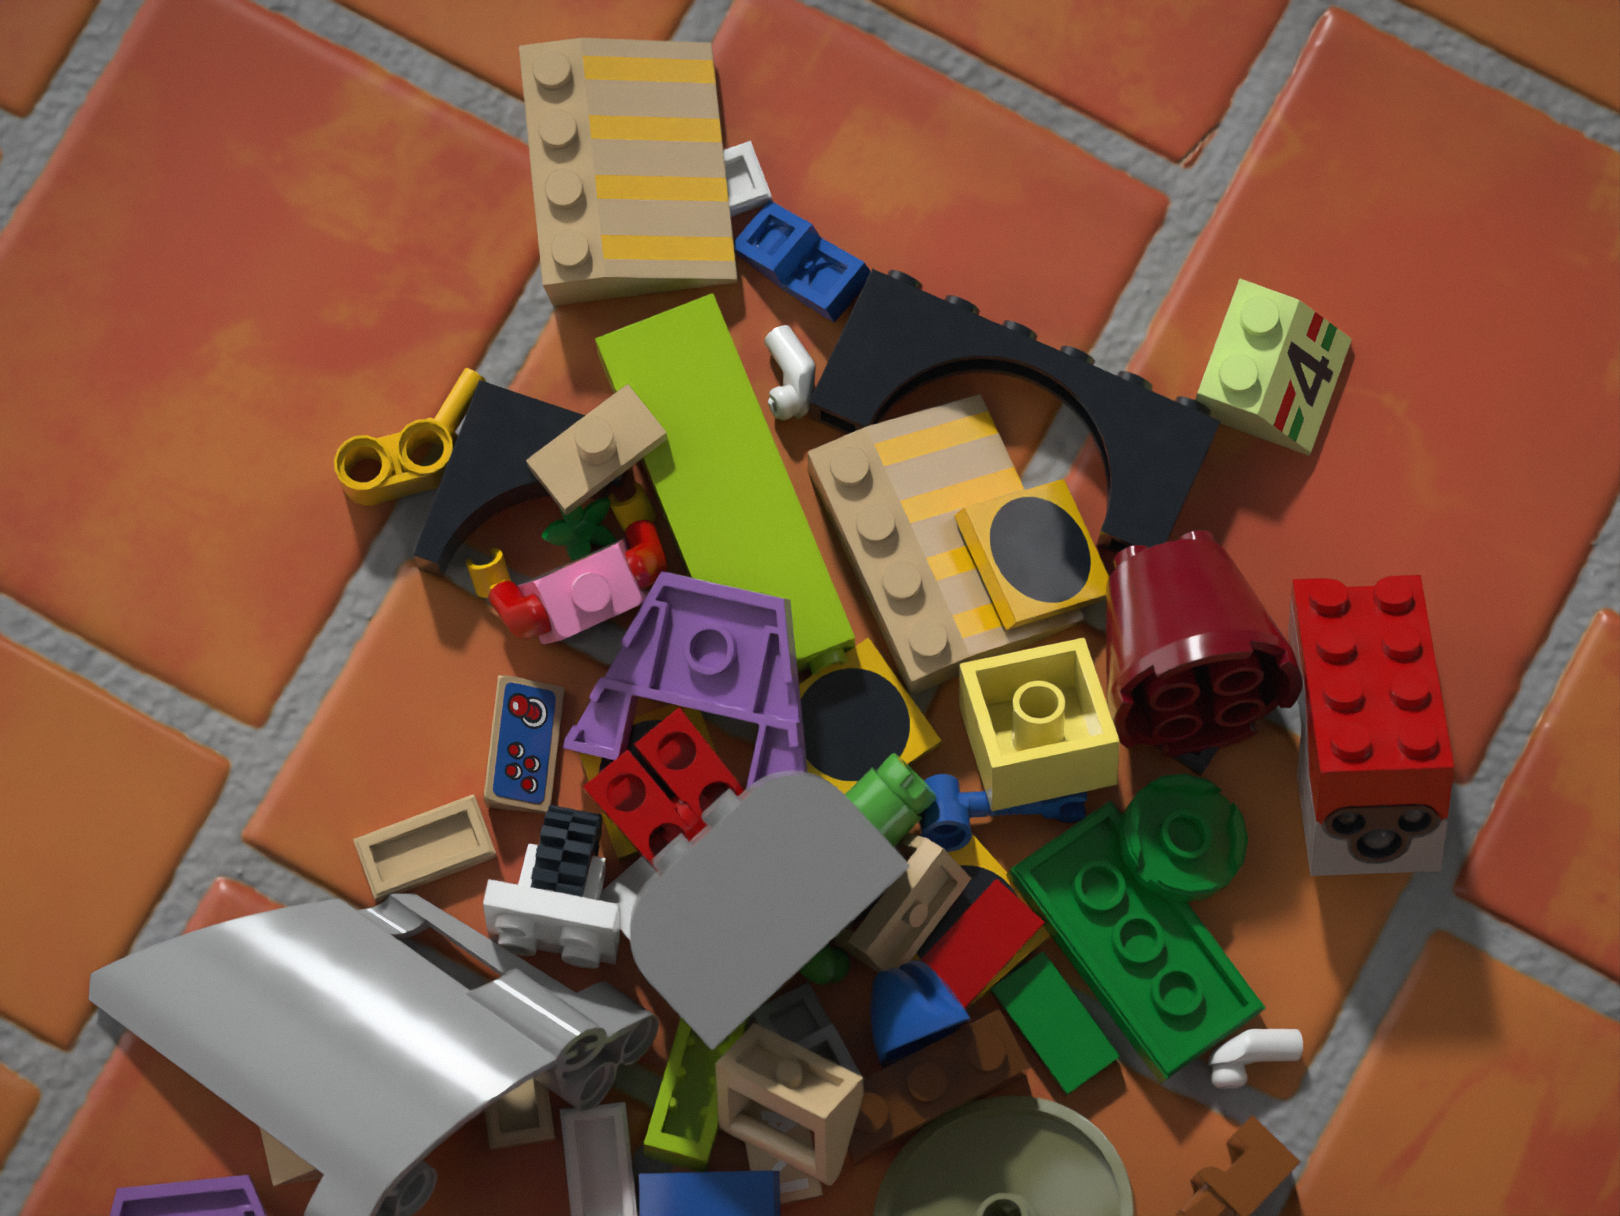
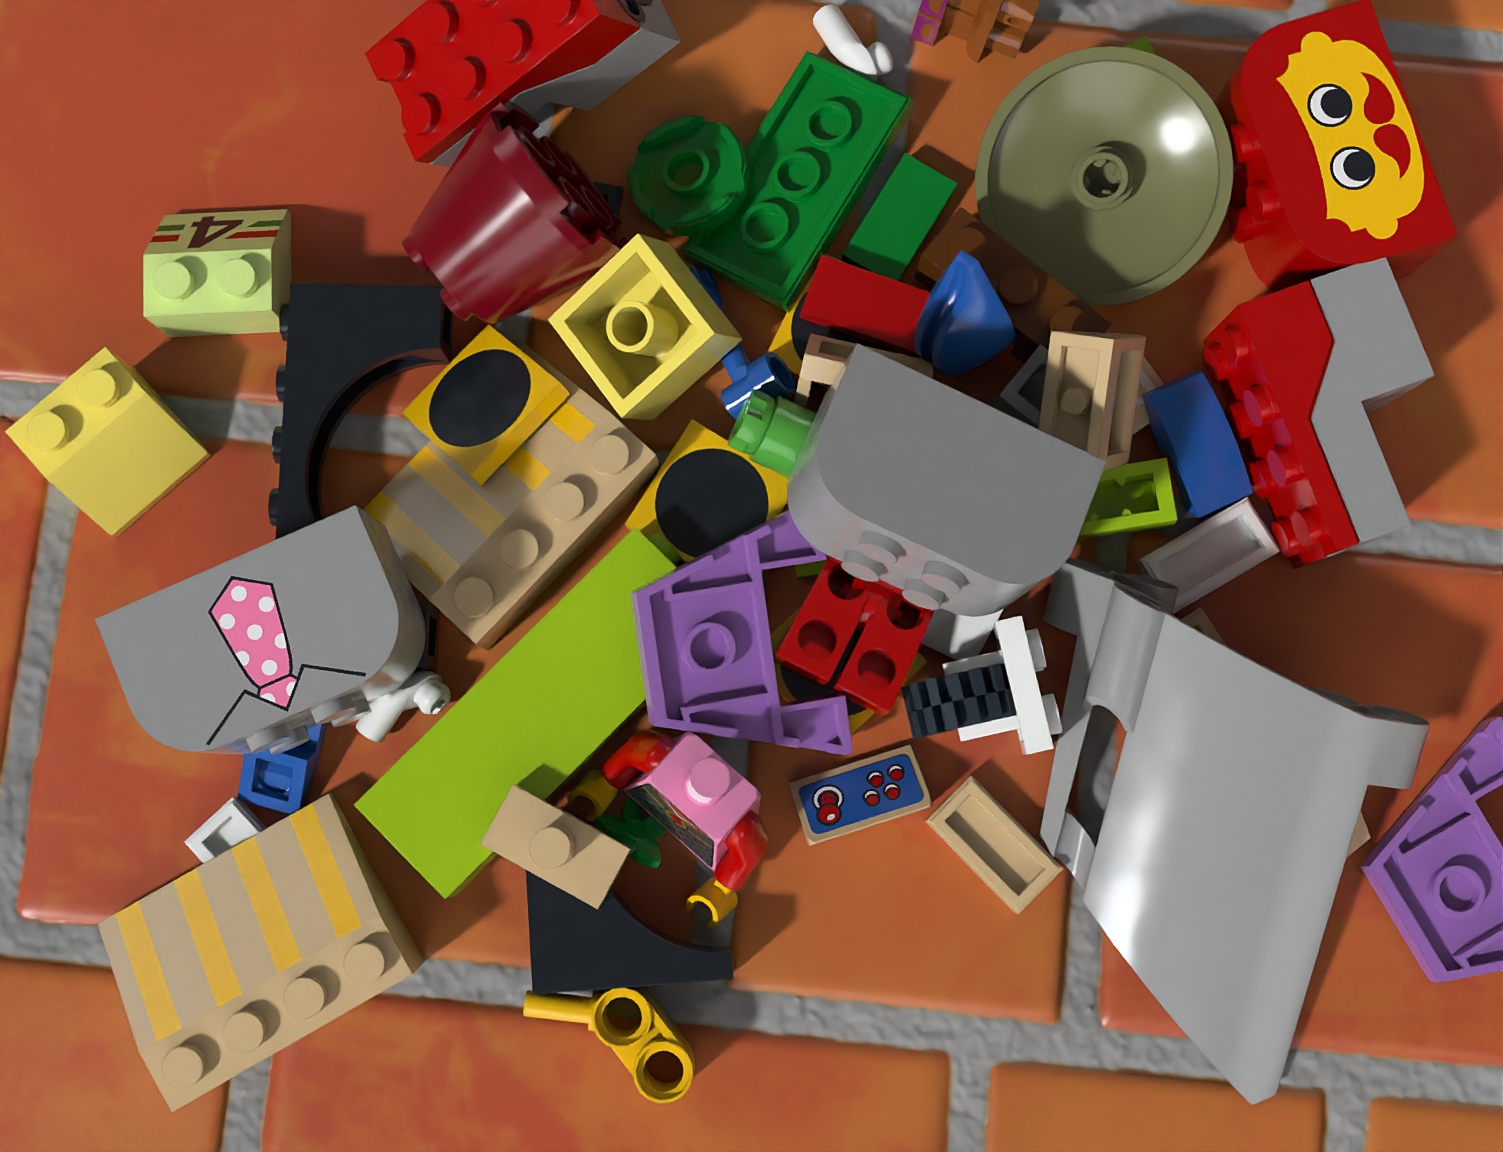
camera: 115 degrees left, 5 degrees up
(874, 276) = (271, 641): none -> light grey brick
(1143, 209) = (108, 442): none -> light yellow slope

